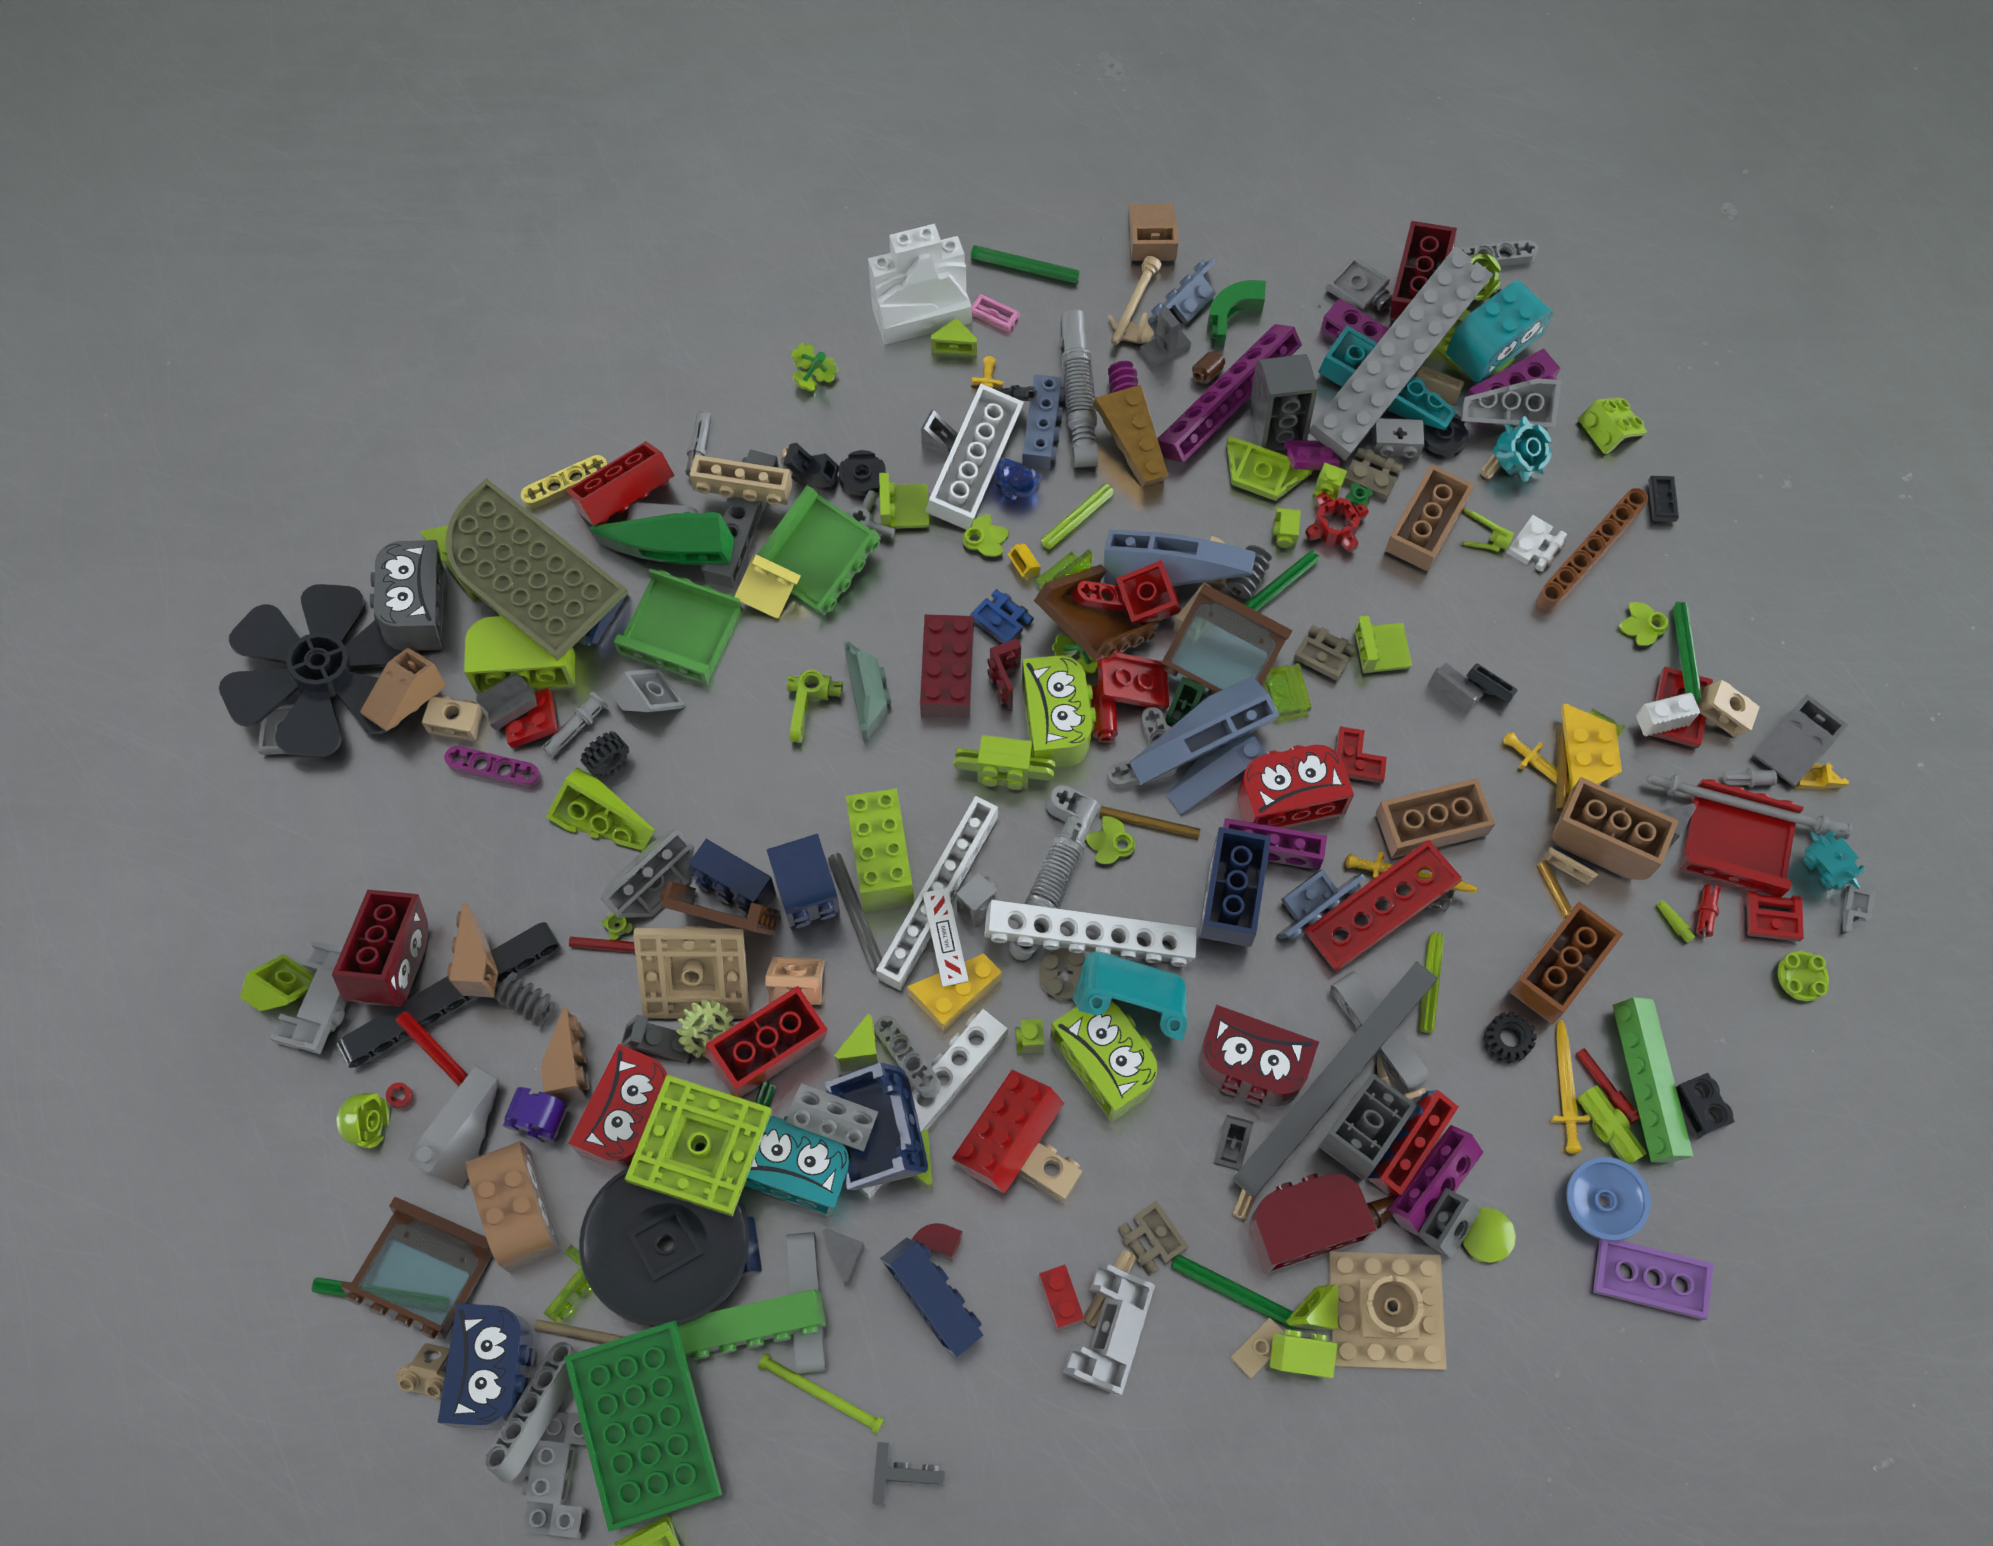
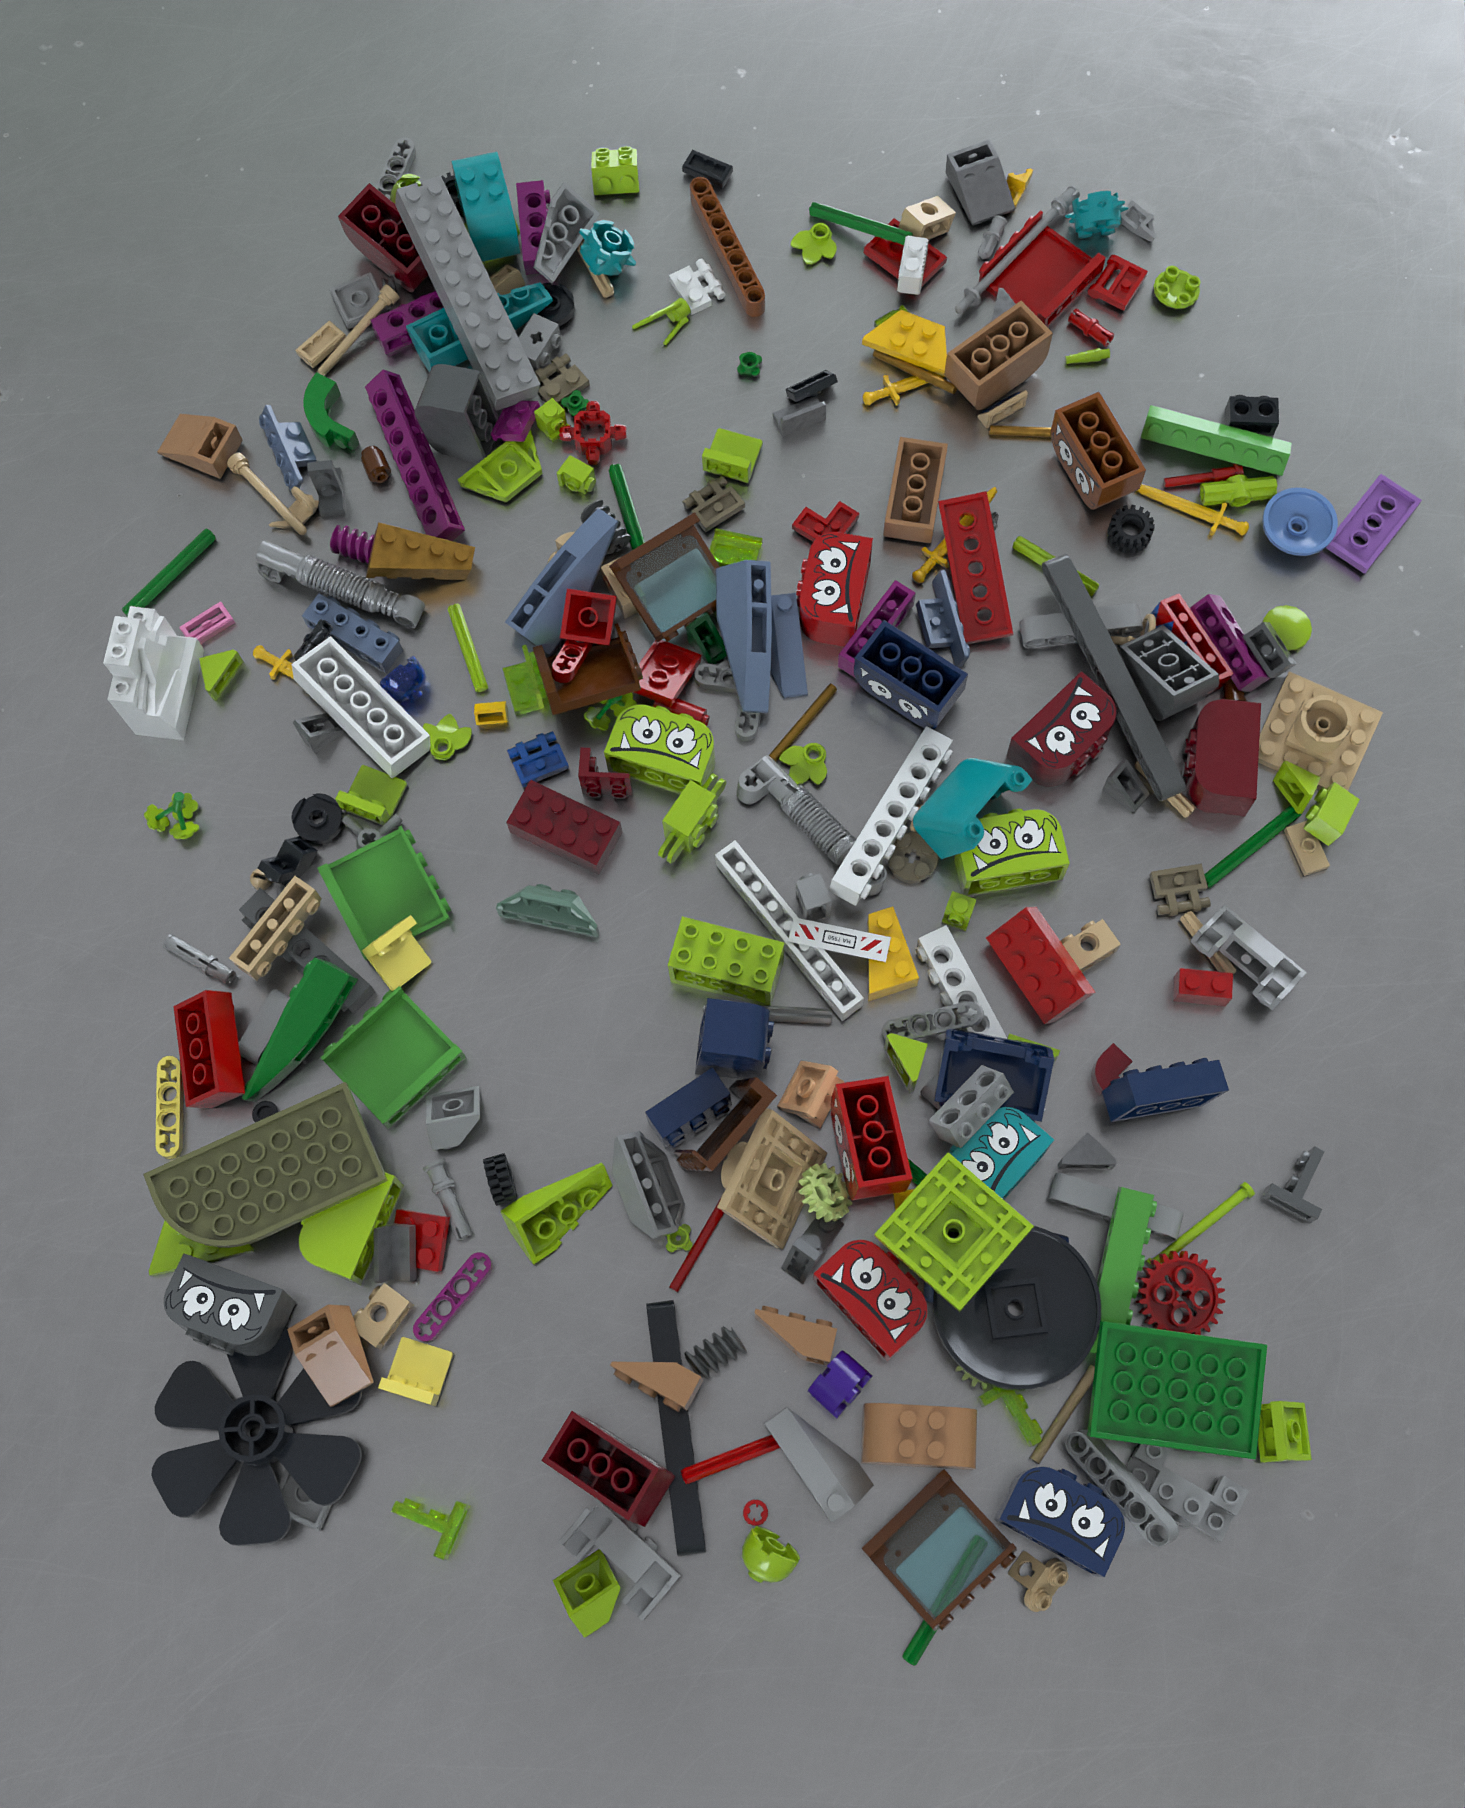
camera: 60 degrees left, 5 degrees up
(297, 846) = (436, 1521): none -> clear neon green bracket
(415, 767) = (417, 1371): none -> light yellow bracket
(592, 552) = (263, 1110): none -> black tile
(765, 1411) = (1197, 1279): none -> red gear
(804, 695) = (531, 946): lime piece -> none
(1298, 275) = (320, 344): none -> tan plate
(1367, 300) = (386, 297): none -> tan piece
(1429, 517) = (631, 355): medium nougat brick -> none
(1487, 616) = (749, 358): none -> green plate

